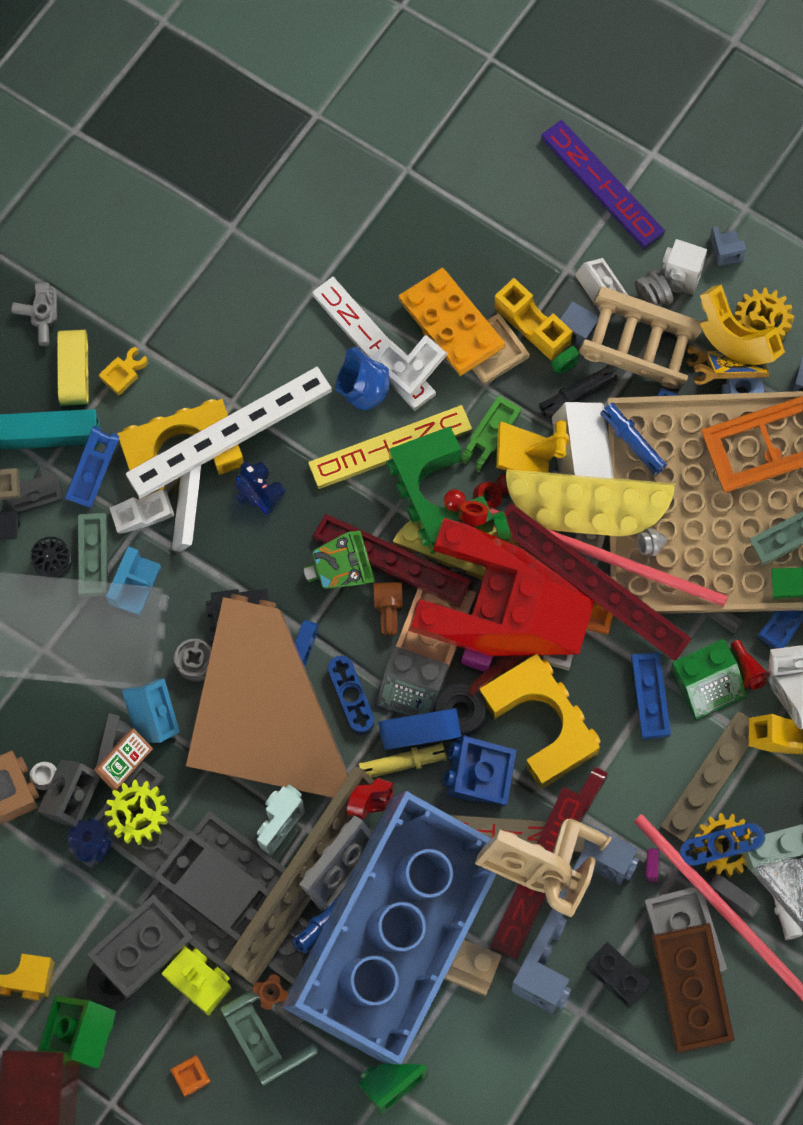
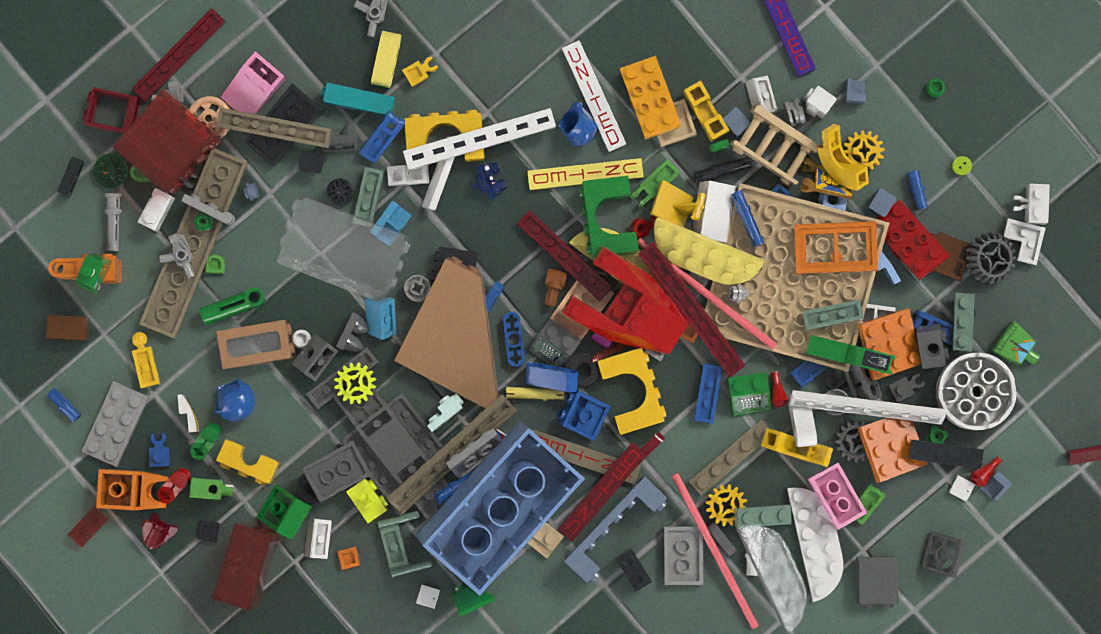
camera: 15 degrees right, 15 degrees up
(93, 849) = (327, 397): clear blue brick -> none
(123, 759) = (355, 345): tile -> none
(136, 1059) = (317, 538): none -> white slope
(262, 990) = (412, 516): dark orange plate -> none
(324, 1101) = (428, 596): none -> white tile
(341, 562) = (530, 250): bright green torso -> none
(370, 798) = (506, 418): red piece -> none
(412, 369) = (611, 125): white plate -> none
(470, 512) = (624, 243): red plate -> none
(502, 526) = (642, 257): green tile -> none
(544, 870) = (606, 504): tan plate -> none
(653, 865) = (676, 505): magenta tile -> none
(692, 987) = (677, 590): reddish brown tile -> none
(704, 857) = (736, 503): blue beam -> none

